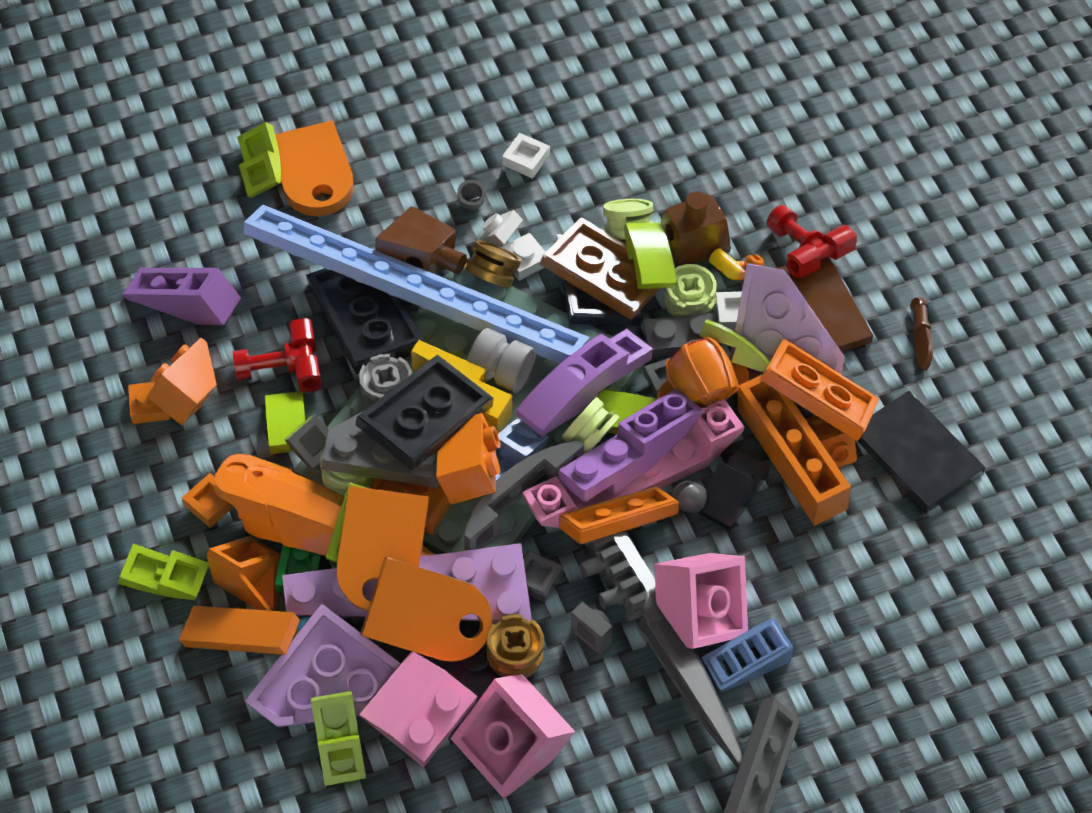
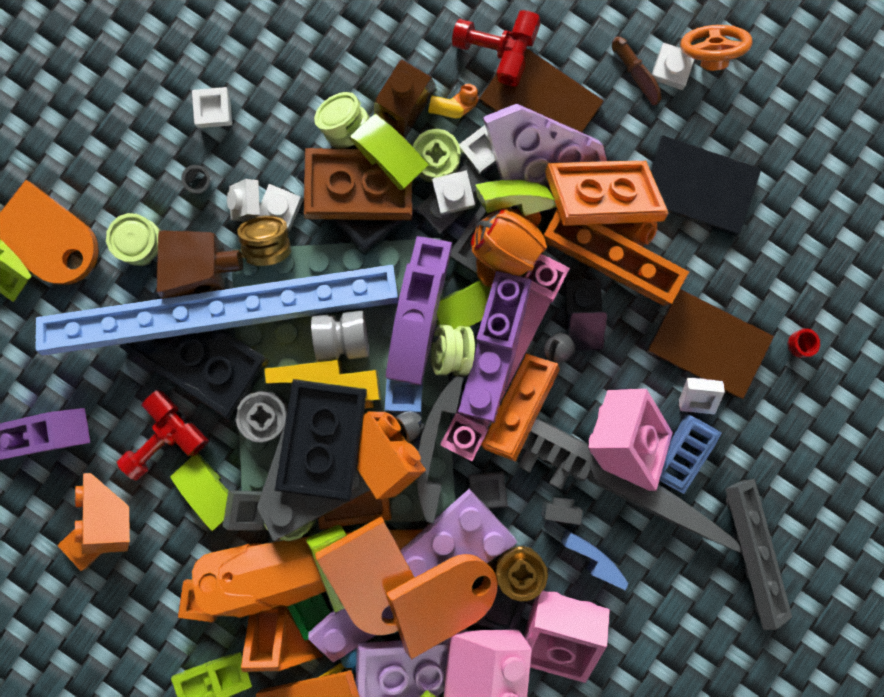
camera: 30 degrees left, 30 degrees up
(382, 204) = (133, 239): none -> yellowish green wheel
(507, 456) = (409, 425): none -> dark grey hinge
(594, 692) = (600, 564): none -> medium blue slope
(683, 320) = (453, 193): none -> white plate
(796, 612) = (701, 396): none -> white plate
(837, 582) = (710, 343): none -> reddish brown tile
(935, 632) = (803, 343): none -> red hinge
(958, 348) = (672, 66): none -> white plate
(1004, 348) = (716, 49): none -> orange piece

